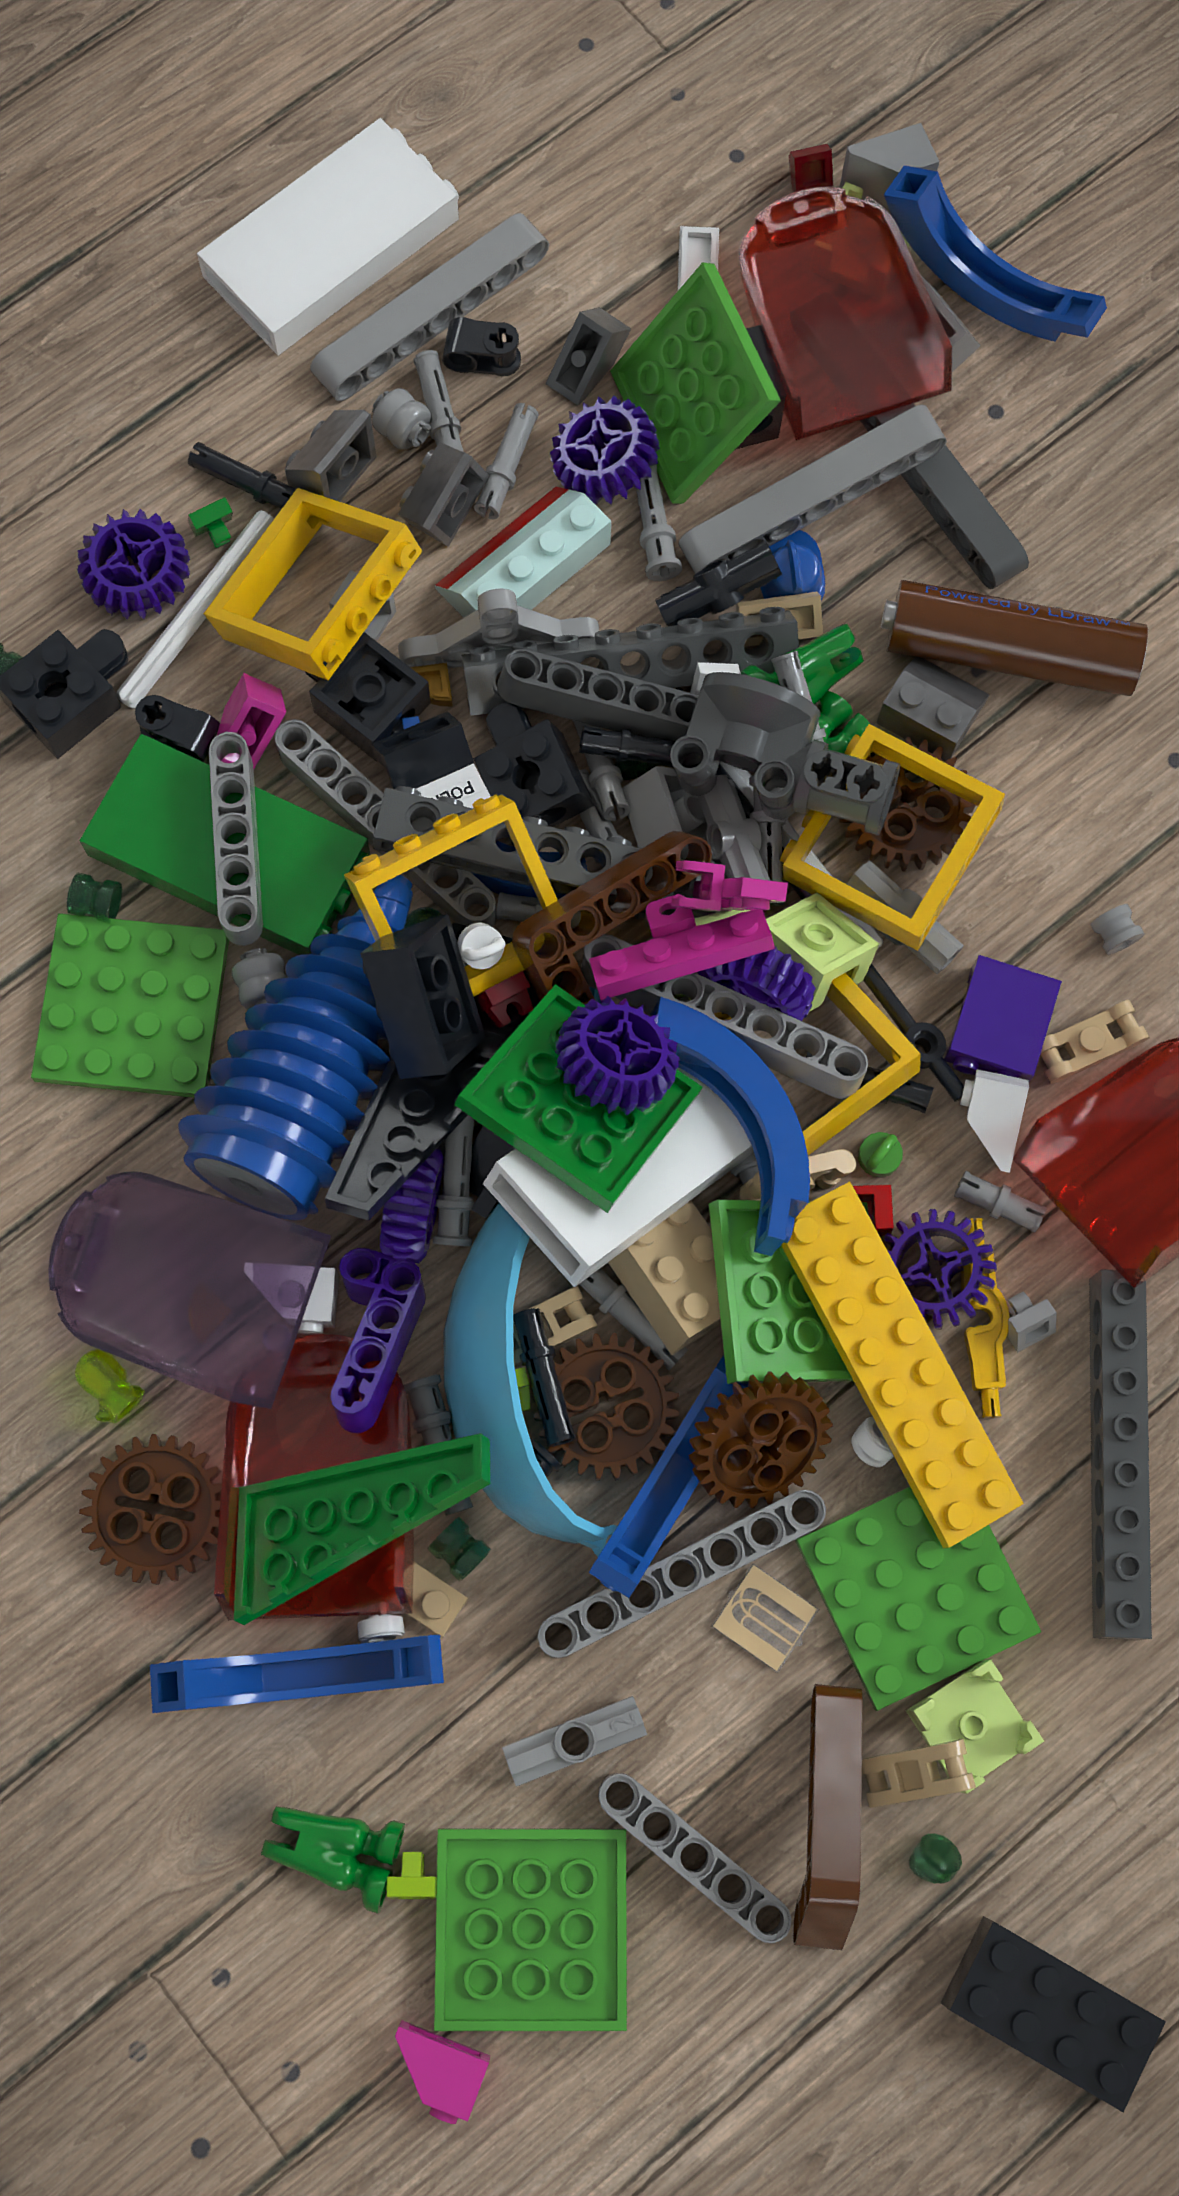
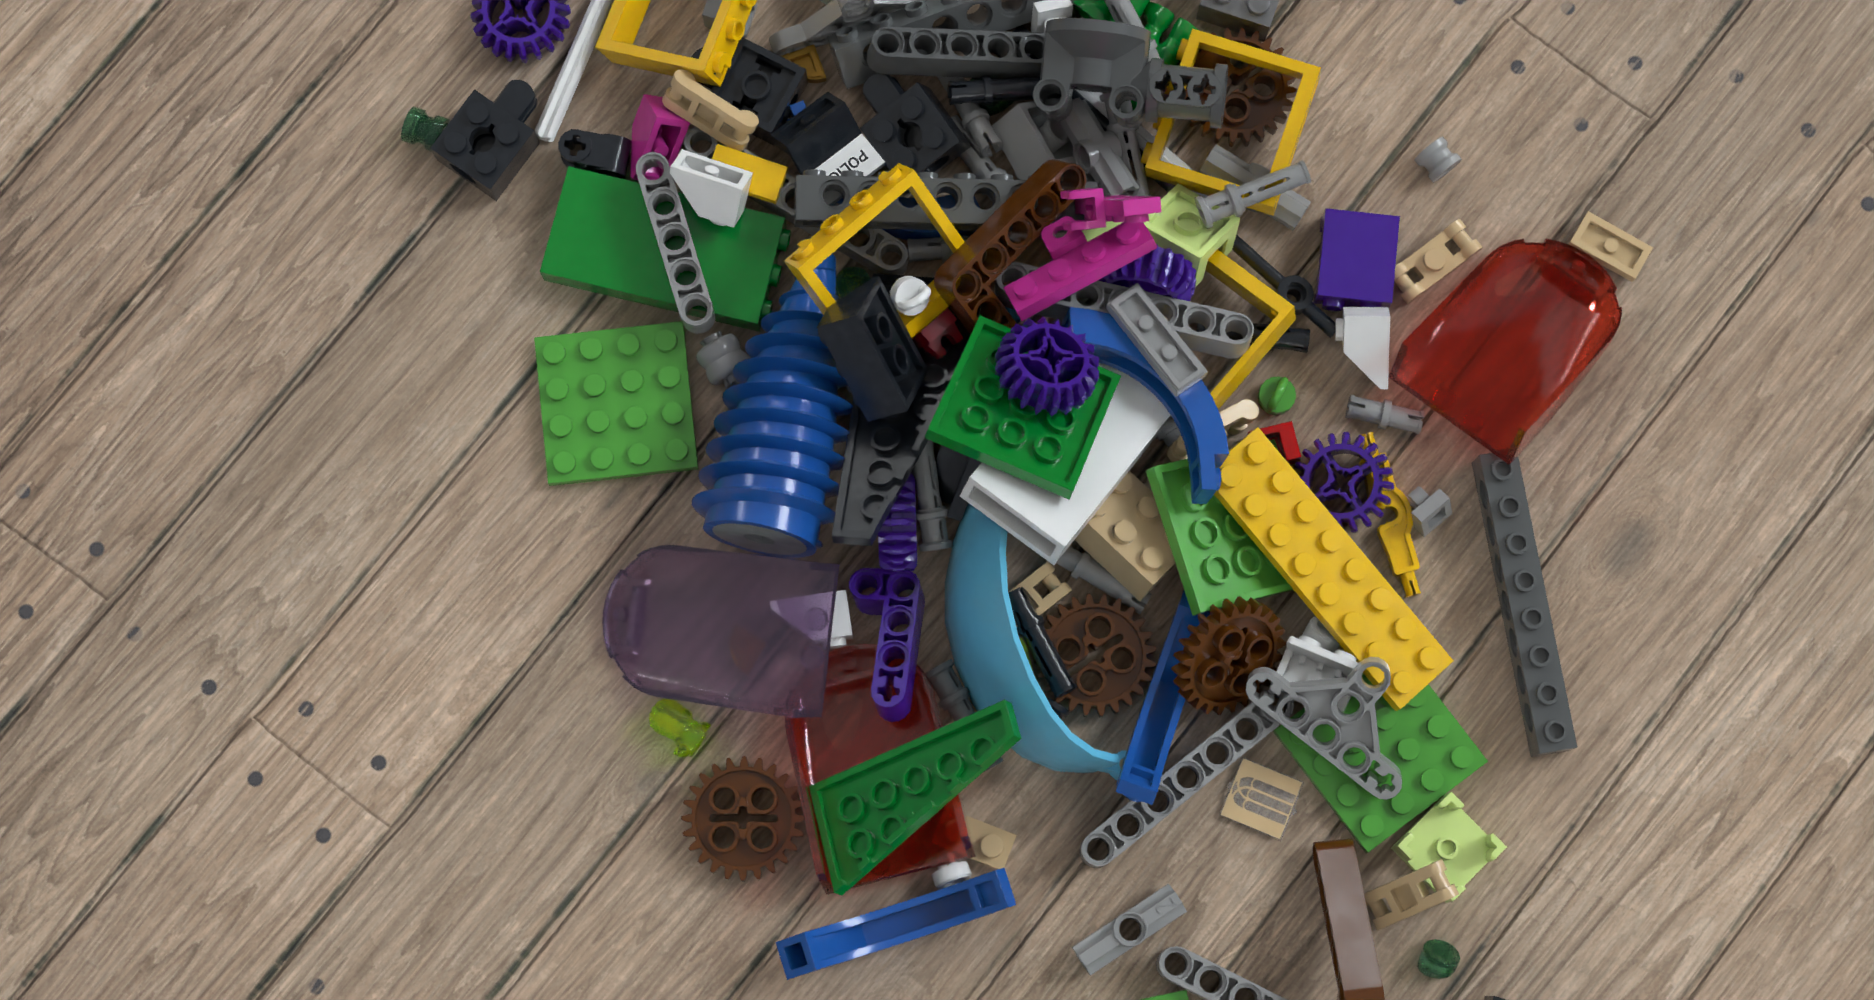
camera: 10 degrees left, 5 degrees up
(94, 897) = (556, 313): clear green wheel -> none
(290, 785) = (712, 187): none -> white slope
(309, 704) = (709, 111): none -> tan plate
(334, 781) = (767, 175): none -> yellow tile
(451, 1541) = (993, 791): clear green wheel -> none
(752, 1055) = (1156, 340): none -> light grey tile
(856, 1525) = (1321, 707): none -> light grey beam
(860, 1484) = (1308, 661): none -> white bracket
(874, 913) = (1295, 175): none -> light grey pin

